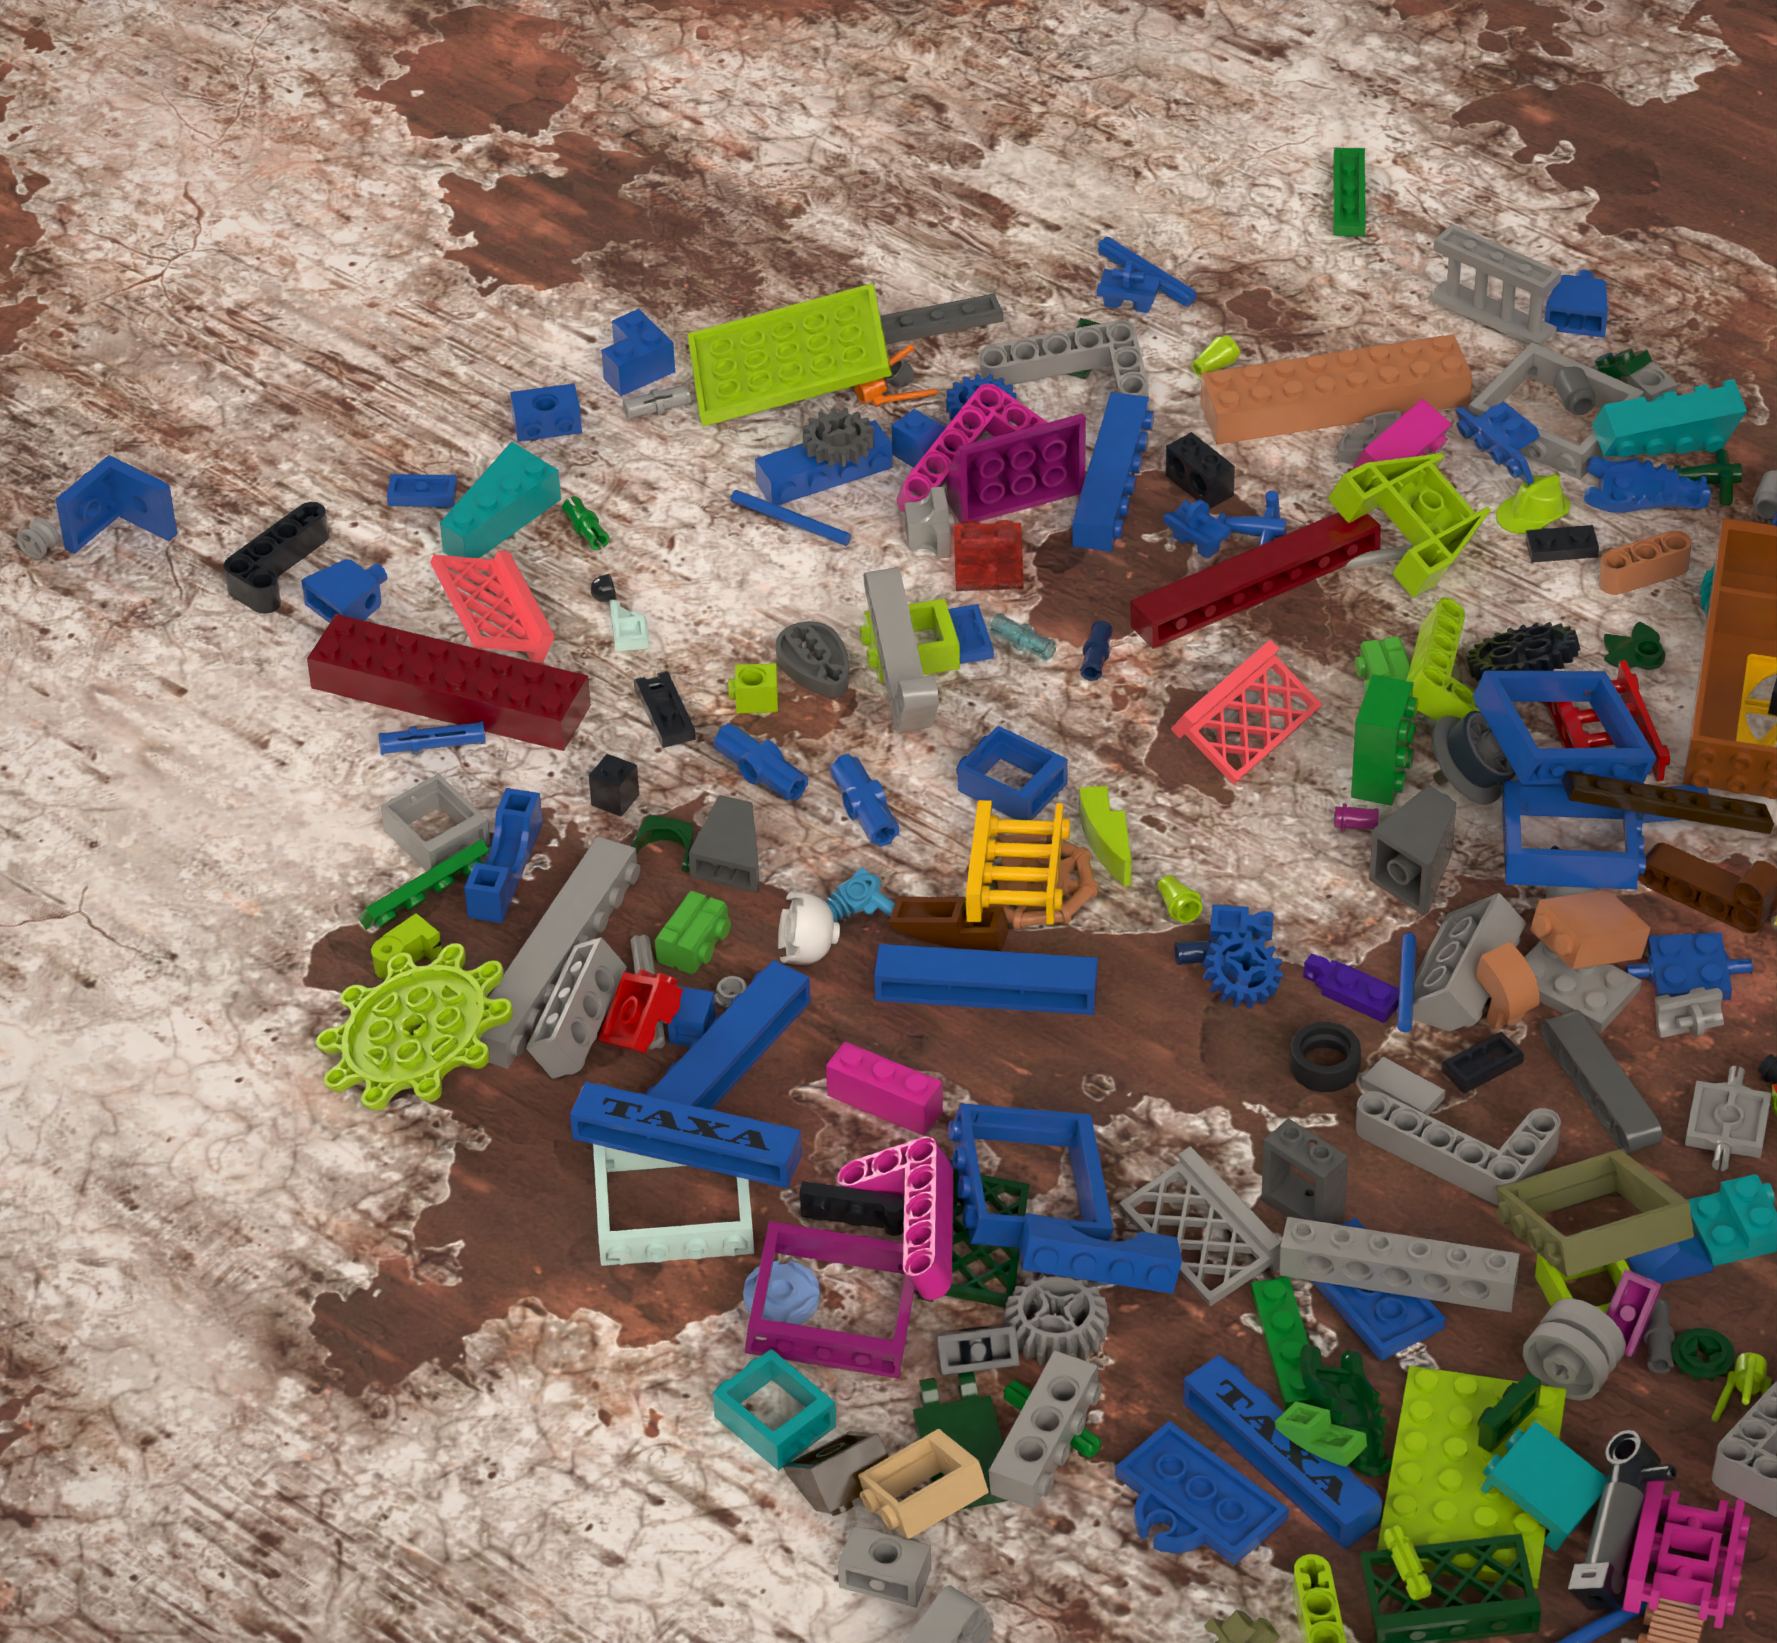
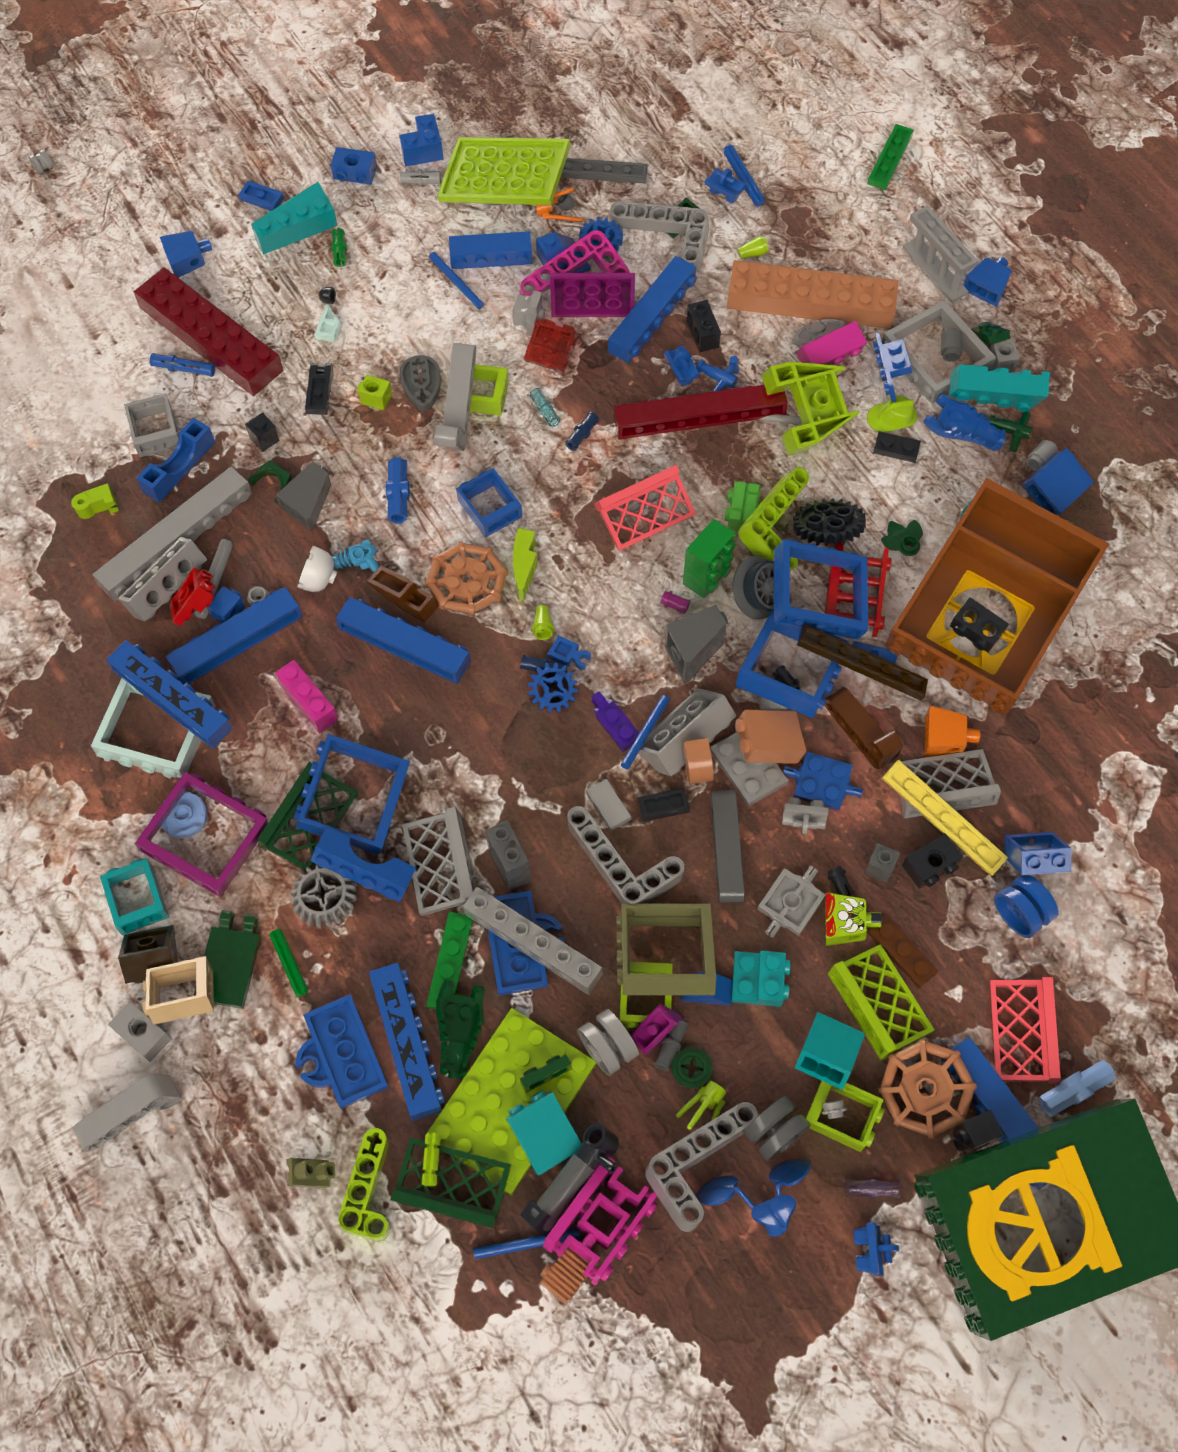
camera: 20 degrees right, 20 degrees up
(112, 492) = (86, 148): blue bracket -> none
(255, 567) = (158, 213): black beam -> none
(378, 1036) = (44, 570): lime plate -> none
(412, 893) = (117, 467): green plate -> none
(511, 598) = (272, 287): coral fence -> none
(692, 933) = (255, 548): bright green brick -> none
(760, 762) = (352, 444): blue piece -> none
(840, 436) = (500, 239): dark grey gear -> none
(853, 1206) = (248, 772): black plate -> none
(925, 1180) = (287, 774): dark pink beam -> none
(971, 634) = (515, 395): blue plate -> none
(976, 1348) = (263, 901): brick -> none
(985, 849) = (441, 552): yellow fence -> none
(1013, 1471) = (256, 978): light grey brick -> none
(1312, 1430) = (424, 1046): bright green slope -> none
(1325, 1036) = (572, 749): black tyre -> none
(1645, 562) = (929, 476): nougat beam -> none

